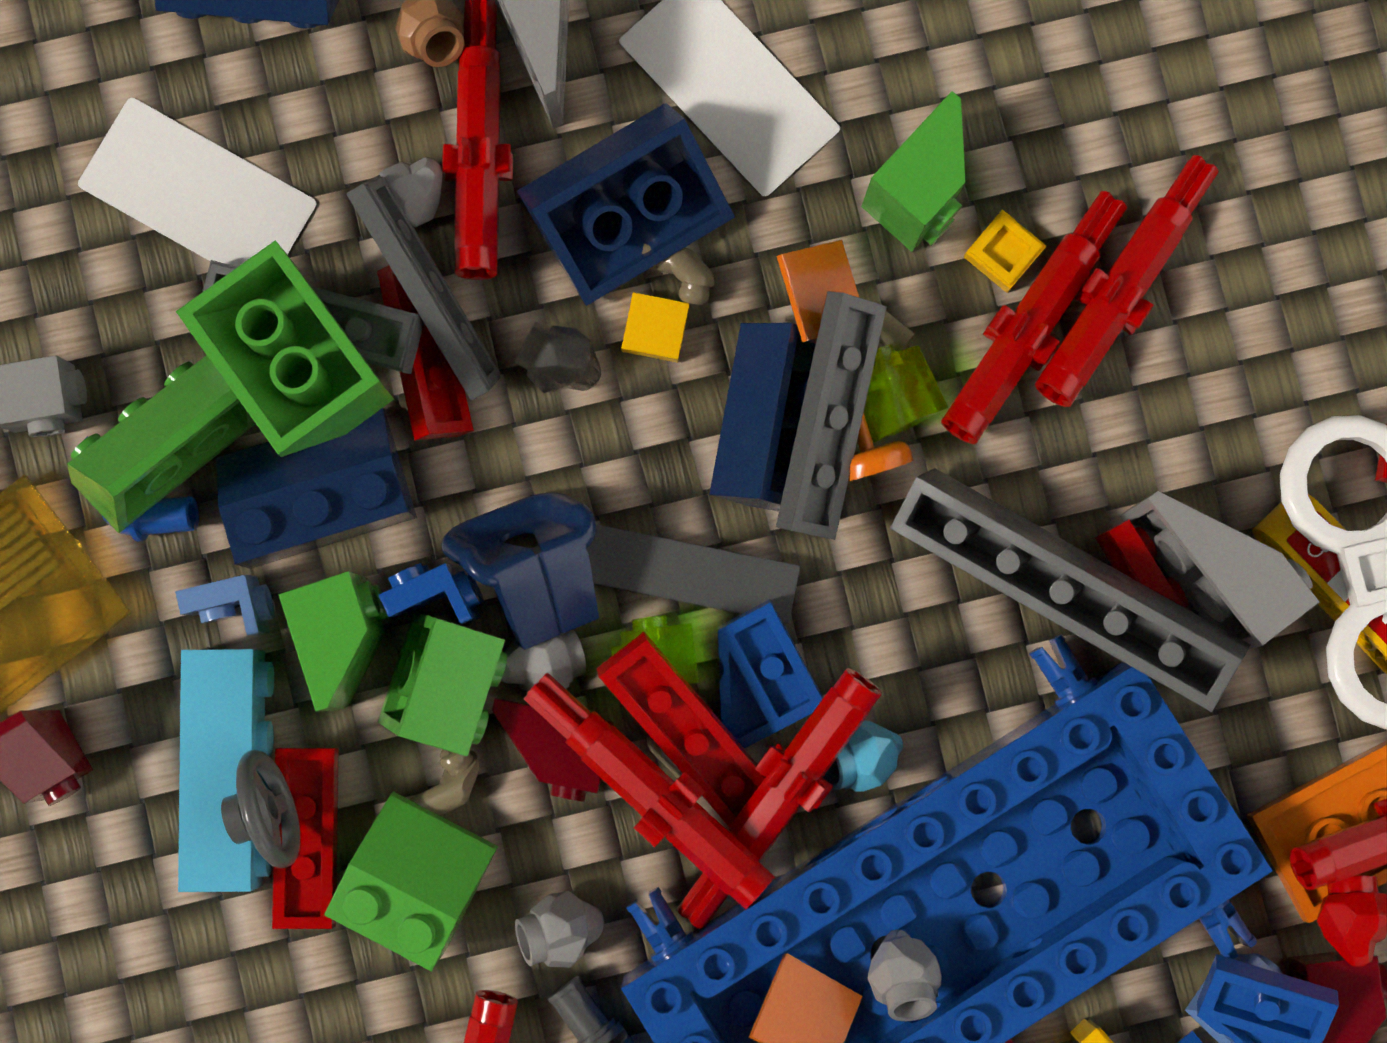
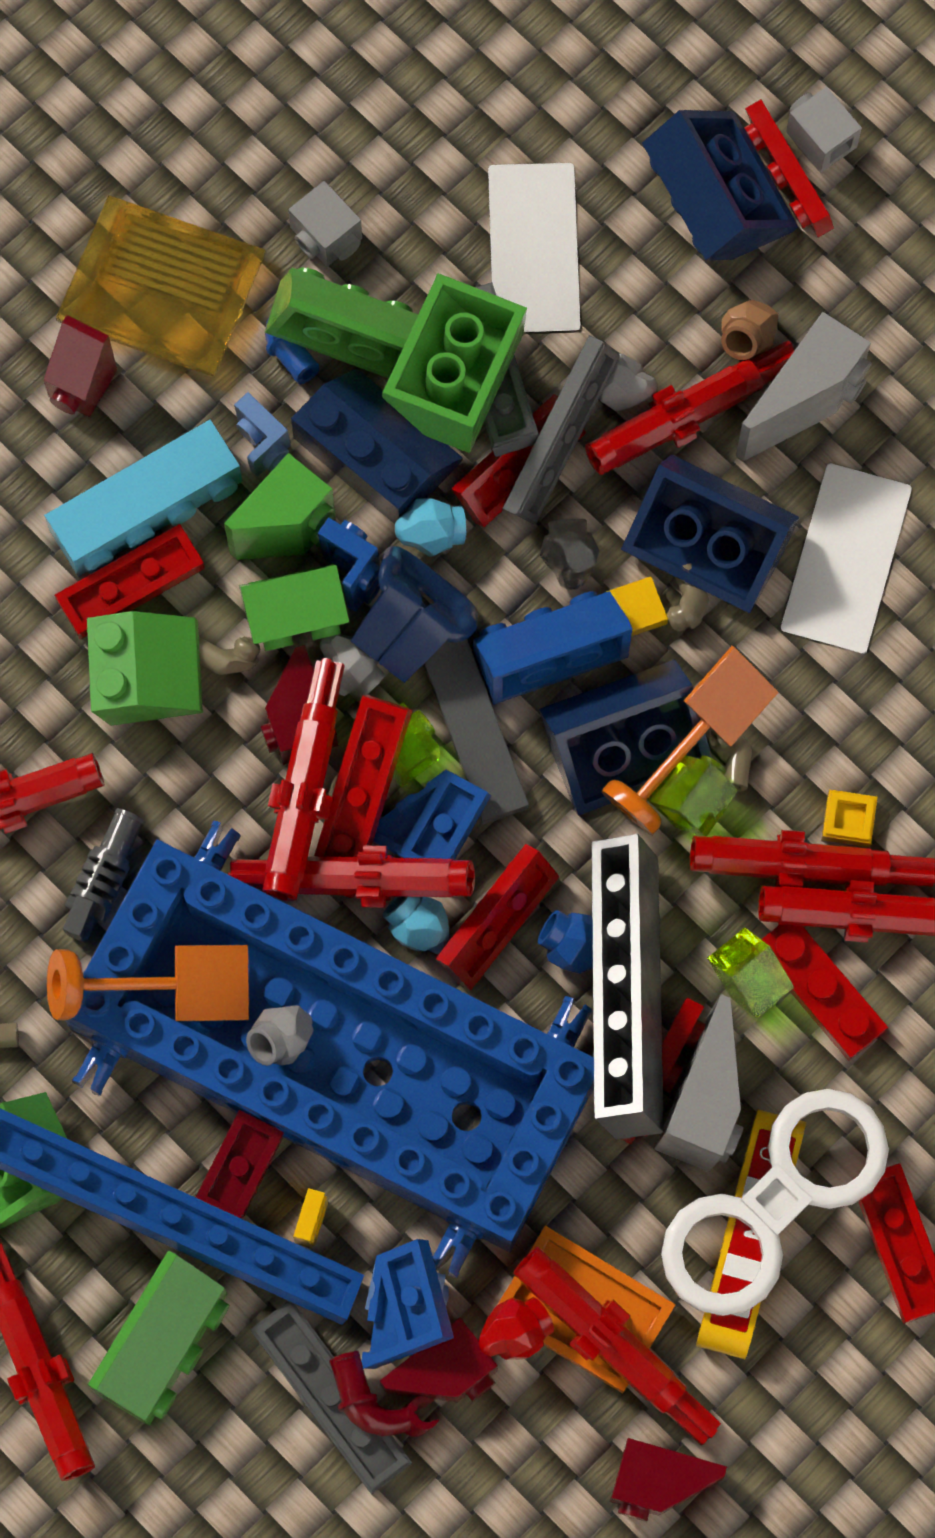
camera: 60 degrees right, 10 degrees down
(257, 812) = (131, 529): dark grey piece -> none
(442, 485) = (431, 526): none -> medium azure rock
(558, 930) = (169, 788): light grey rock -> none
(646, 437) = (552, 645): none -> blue slope
(831, 415) = (644, 750): dark grey plate -> none
(901, 671) = (497, 917): none -> red plate
(921, 181) = (859, 719): bright green slope -> none
(971, 611) = (568, 941): none -> blue rock
(1116, 449) = (750, 972): none -> clear neon green brick
(1165, 388) = (825, 991): none -> red plate

